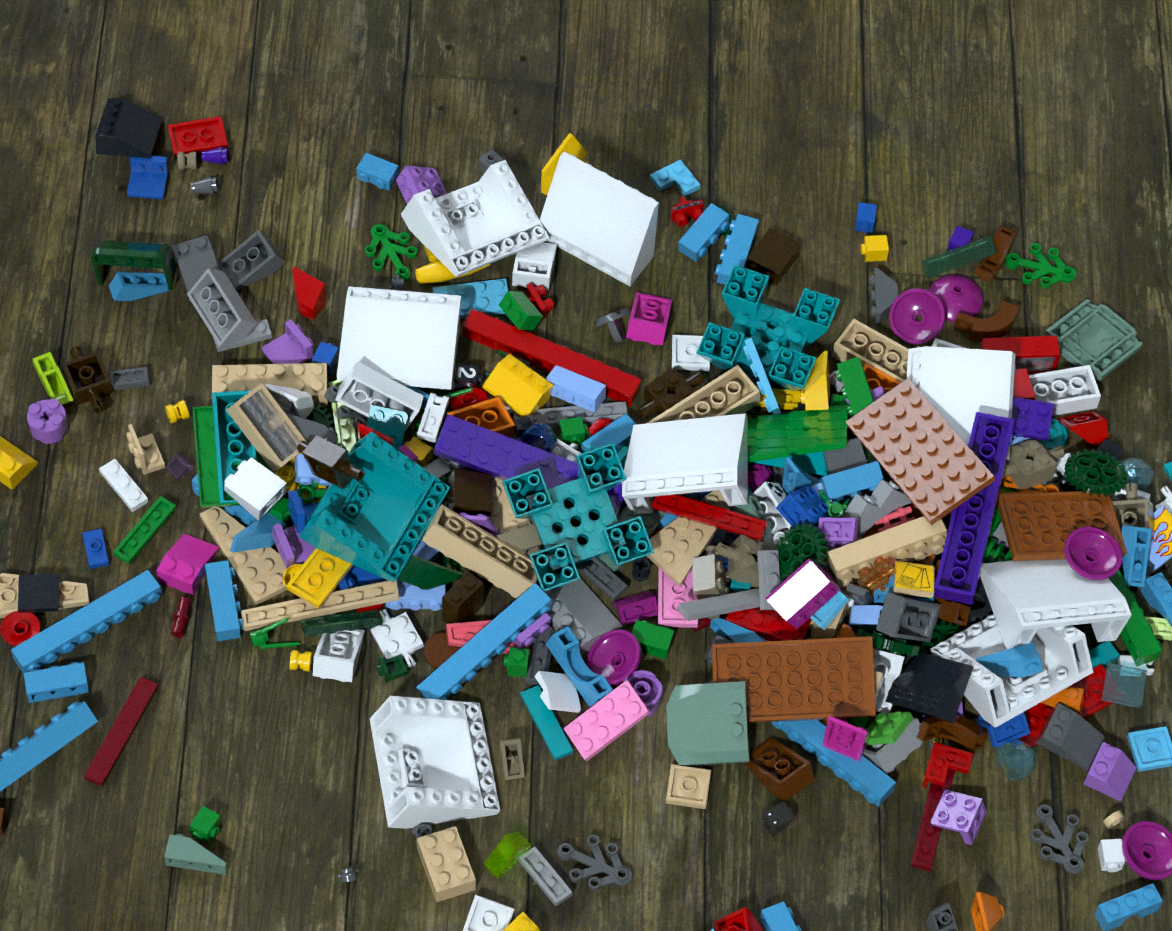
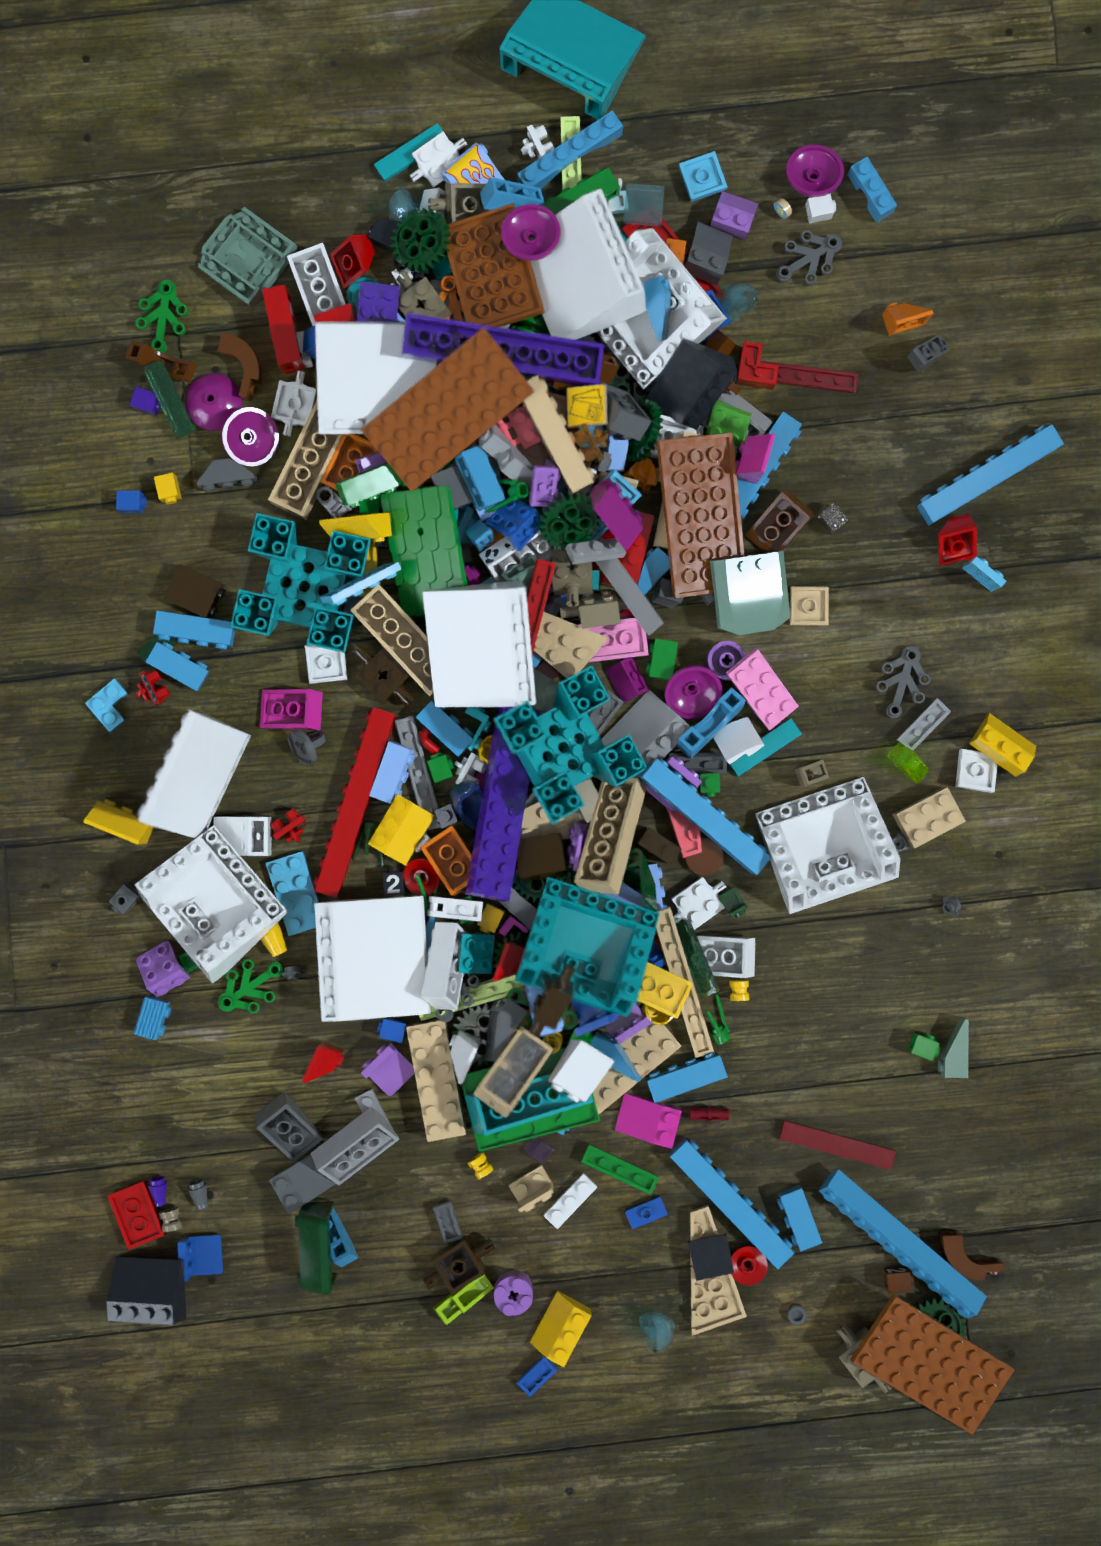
camera: 95 degrees left, 30 degrees up
(520, 310) = (310, 841): green brick -> none
(960, 814) = (802, 352): medium lavender bracket -> none

